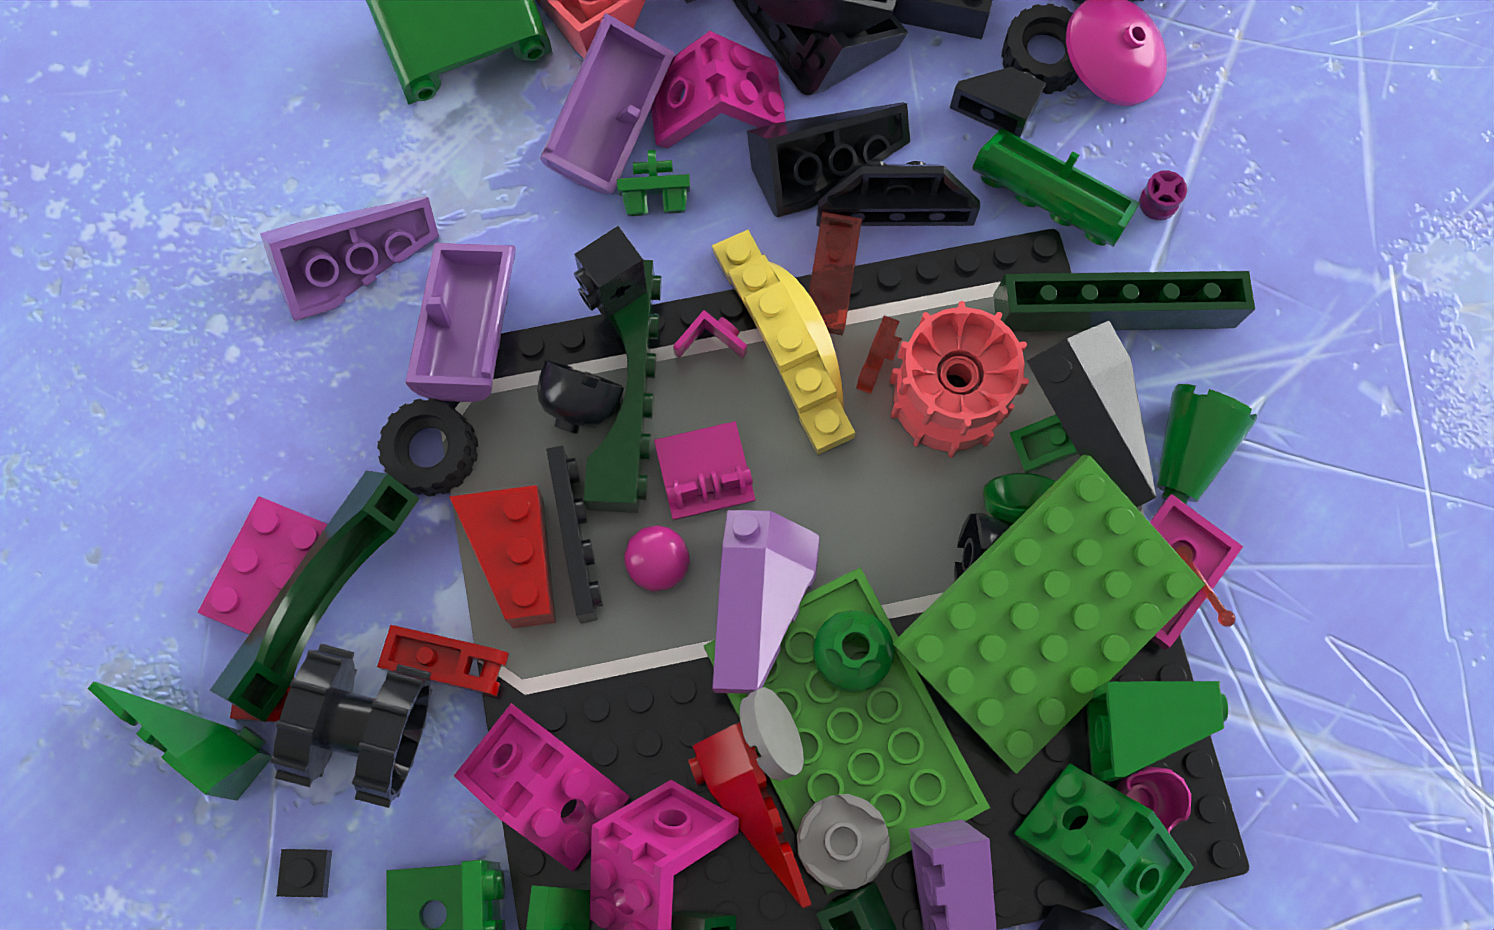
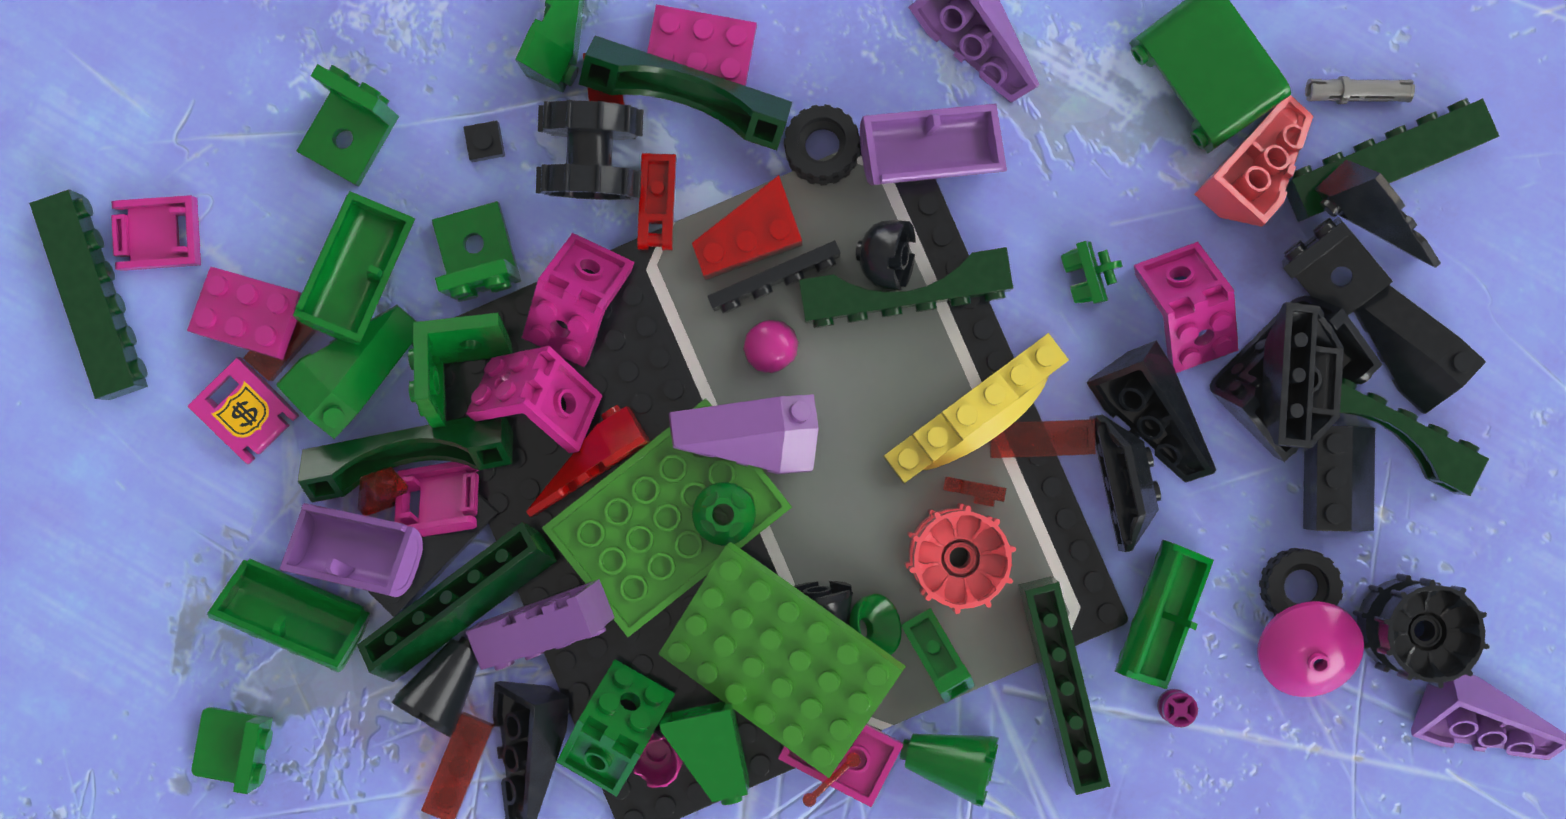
camera: 85 degrees right, 15 degrees up
(606, 106) = (1154, 217): medium lavender container -> none
(610, 273) = (982, 257): black brick -> none
(704, 470) = (850, 368): dark pink hinge -> none
(721, 329) = (970, 356): dark pink bracket -> none
(774, 732) = (643, 463): light grey tile -> none
(843, 842) = (579, 531): light grey tile -> none
(999, 99) = (1240, 555): black slope -> none
(1098, 404) = (949, 670): black wedge -> none

